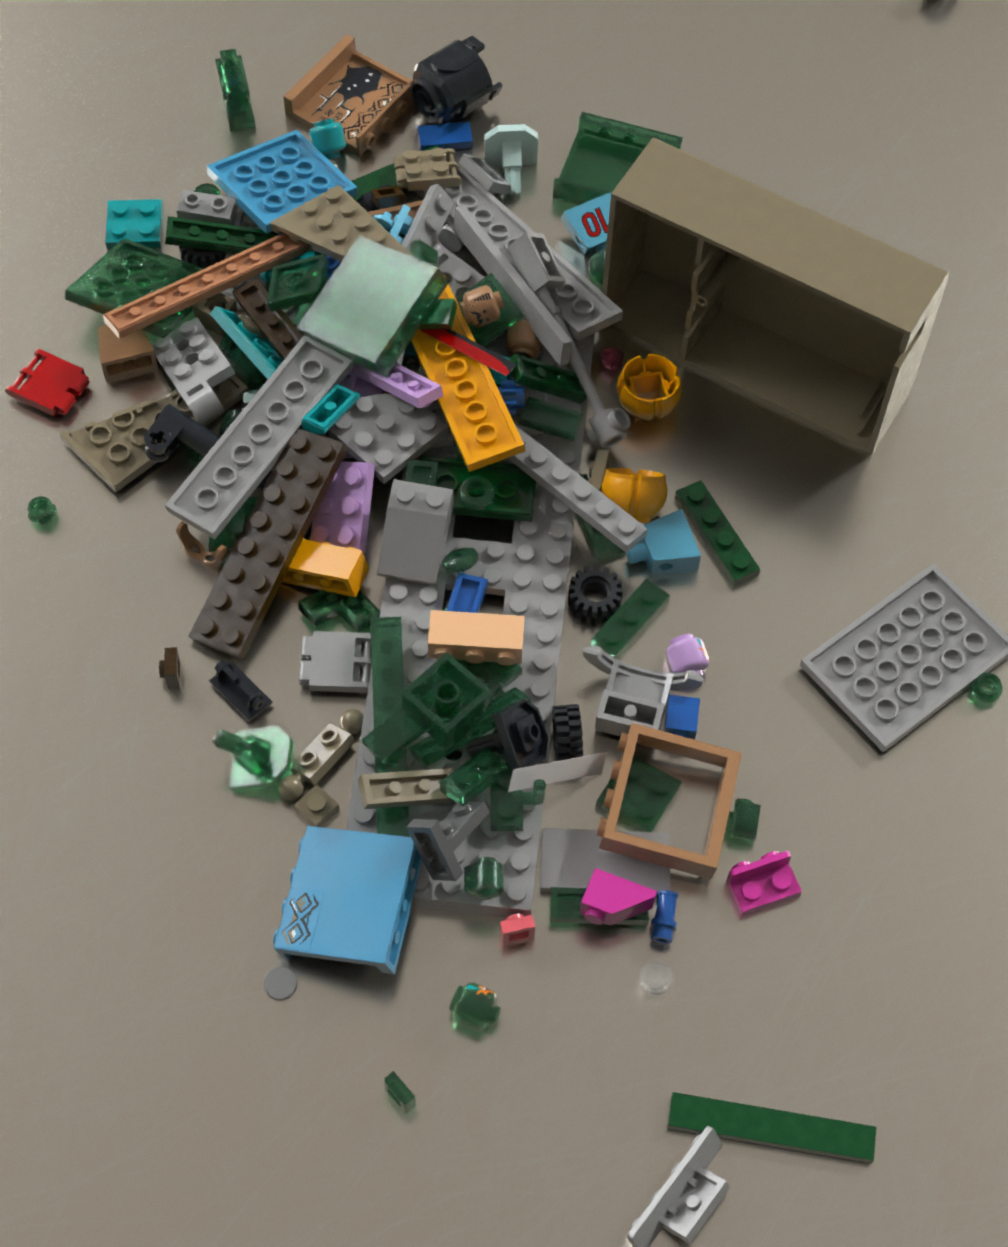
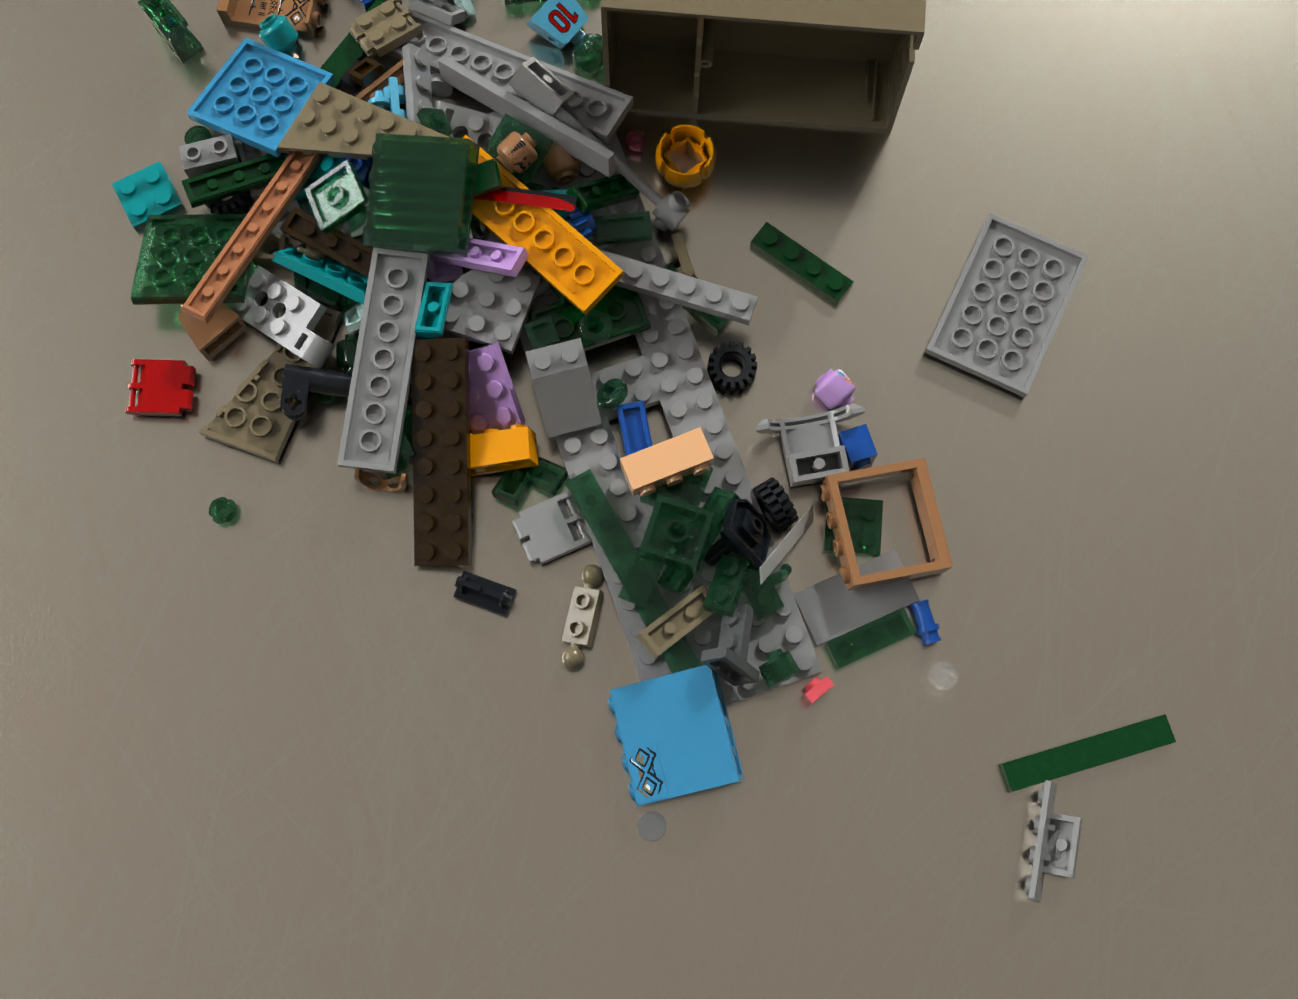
camera: 25 degrees left, 15 degrees up
(171, 668) = (415, 602): dark brown plate -> none
(259, 756) = (533, 645): clear green piece -> none
(316, 806) = (601, 663): dark tan plate -> none
(399, 1092) = (796, 871): clear green tile -> none
(475, 1006) = (818, 771): clear green head -> none
(614, 899) = (883, 631): dark pink slope -> none
(631, 619) = (770, 375): clear green plate -> none
(636, 493) = (723, 261): light orange piece -> none
(667, 546) = (775, 294): medium azure torso -> none
(744, 820) = (950, 510): clear green plate -> none
(763, 882) = (987, 557): dark pink bracket -> none
(992, 682) = (1083, 297): clear green plate -> none

